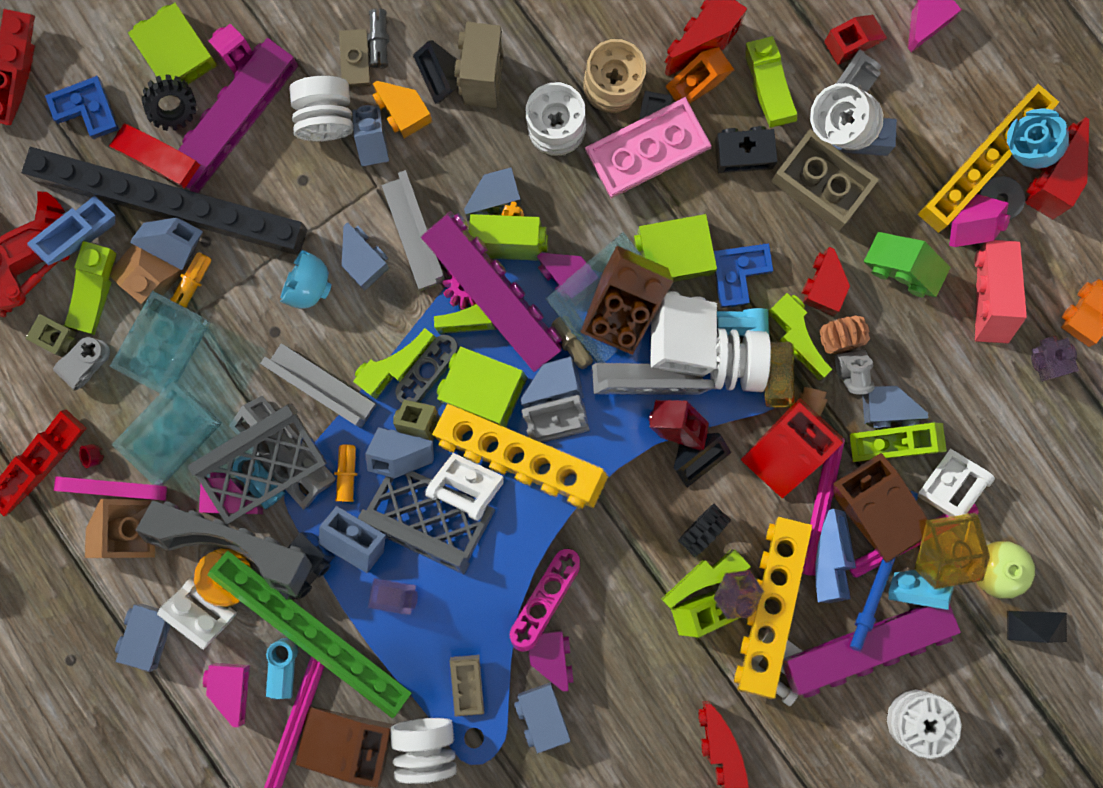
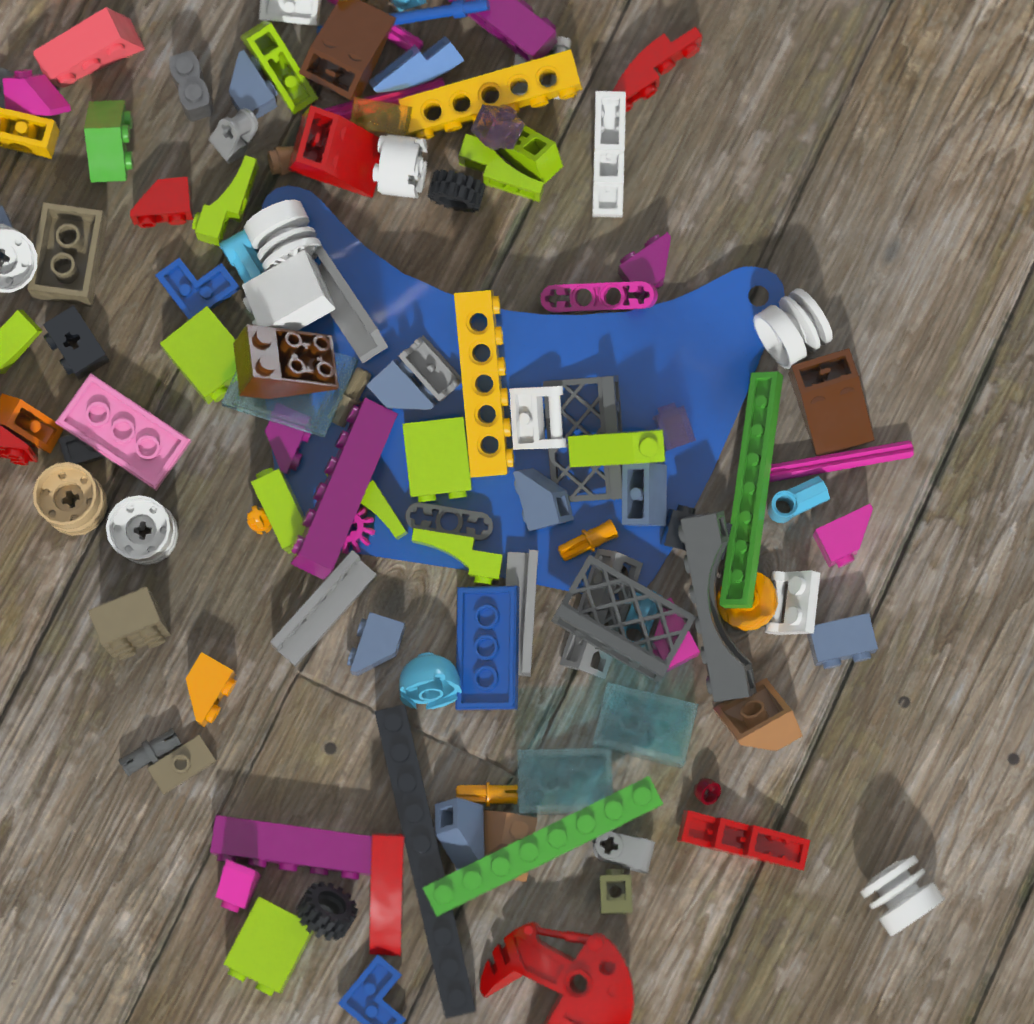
camera: 120 degrees left, 5 degrees down
(71, 229) = (503, 925): medium blue slope -> none
(90, 287) = (550, 886): lime slope -> none
(110, 488) = (726, 753): dark pink beam -> none
(111, 294) = (543, 846): none -> bright green plate
(306, 344) = (487, 647): none -> blue tile
(321, 108) = (253, 757): white wheel -> none
(370, 135) = (251, 702): sand blue slope -> none
(394, 536) = (616, 448): none -> lime slope
(416, 419) = (493, 501): olive brick -> none
(437, 70) = (151, 674): black slope -> none
(467, 685) = (715, 324): dark tan plate -> none
(493, 194) = (245, 553): sand blue slope -> none
(542, 717) = (704, 244): sand blue brick -> none
(667, 681) = (609, 154): none -> white slope
(679, 423) = (372, 261): dark red slope -> none
(694, 463) = (389, 236): black slope -> none
(752, 495) = (400, 166): none -> white brick
(780, 383) = (286, 188): clear yellow brick -> none
(804, 502) = (381, 116): none -> clear yellow plate
(844, 334) = (205, 161): nougat gear -> none
(913, 356) = (191, 86): none -> flat silver brick

